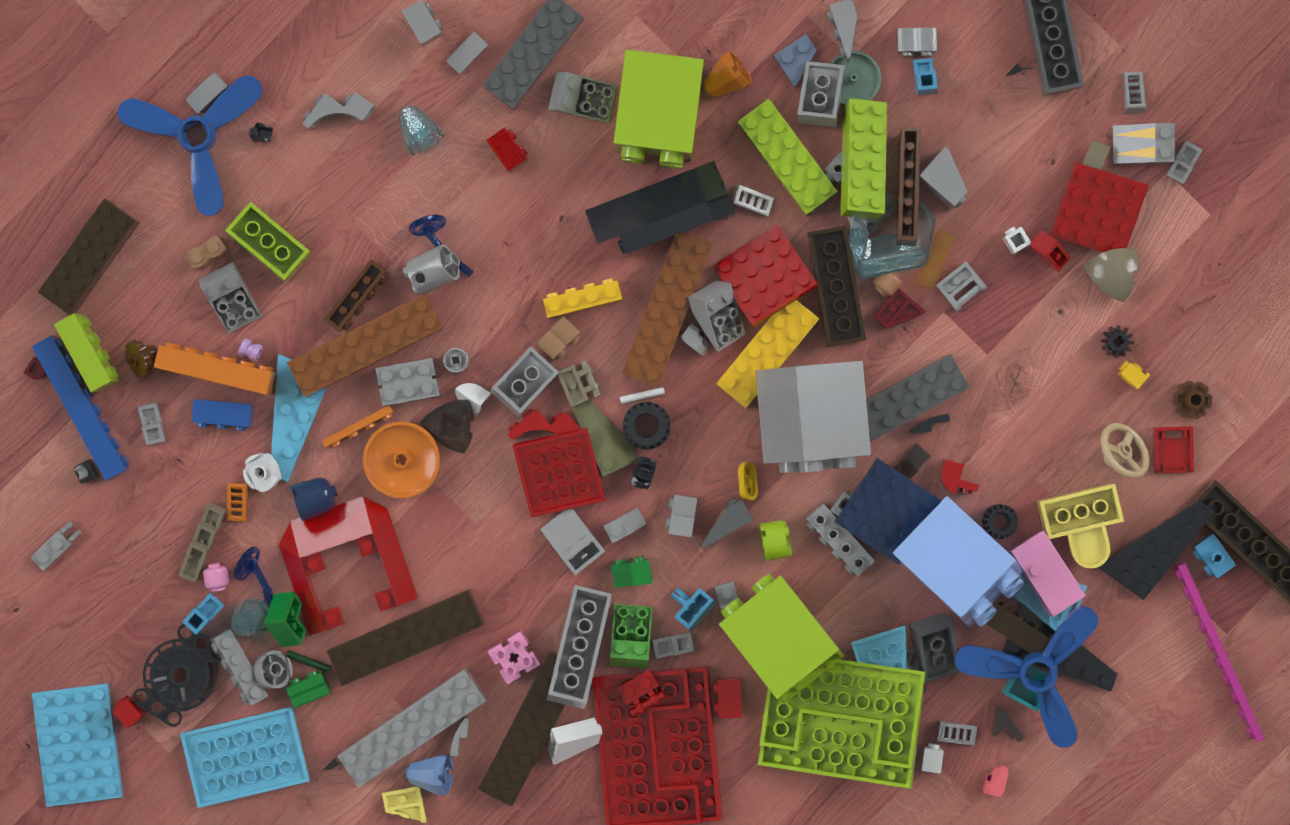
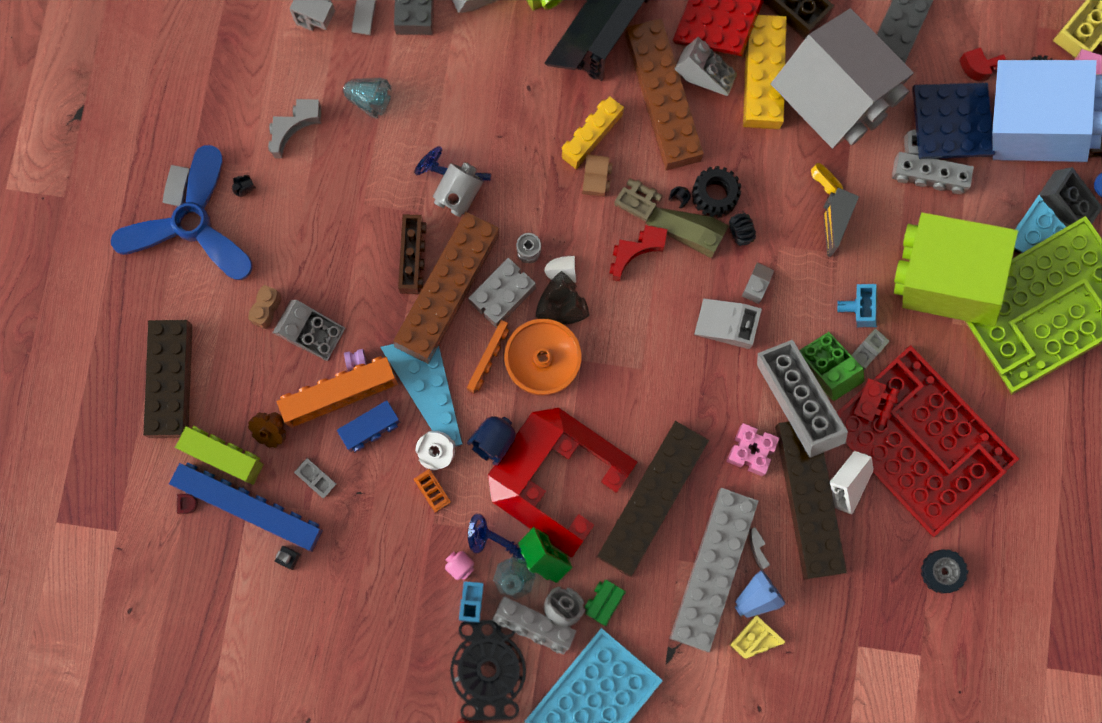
camera: 35 degrees left, 10 degrees down
(54, 547) = (304, 641): light grey hinge -> none
(202, 542) = (427, 545): dark tan slope -> none
(268, 242) = (308, 263): lime brick -> none
(308, 661) = (587, 580): dark green piece -> none
(507, 150) = (448, 63): red brick -> none
(524, 381) = (594, 227): light grey slope -> none
(559, 472) = (676, 275): red plate -> none
(617, 406) = (680, 193): none -> black arm
(632, 572) = (798, 308): green brick -> none
(642, 395) = (694, 174): white piece -> none
(682, 515) = (798, 241): light grey brick -> none
(695, 339) = (702, 103): light grey rock -> none
(726, 593) = (881, 278): light grey bracket -> none
(728, 697) = (946, 357): red brick -> none
(774, 540) = (885, 206): lime brick -> none
(912, 461) = (938, 73): clear smoke slope -> none
(925, 426) = (928, 41): black slope -> none

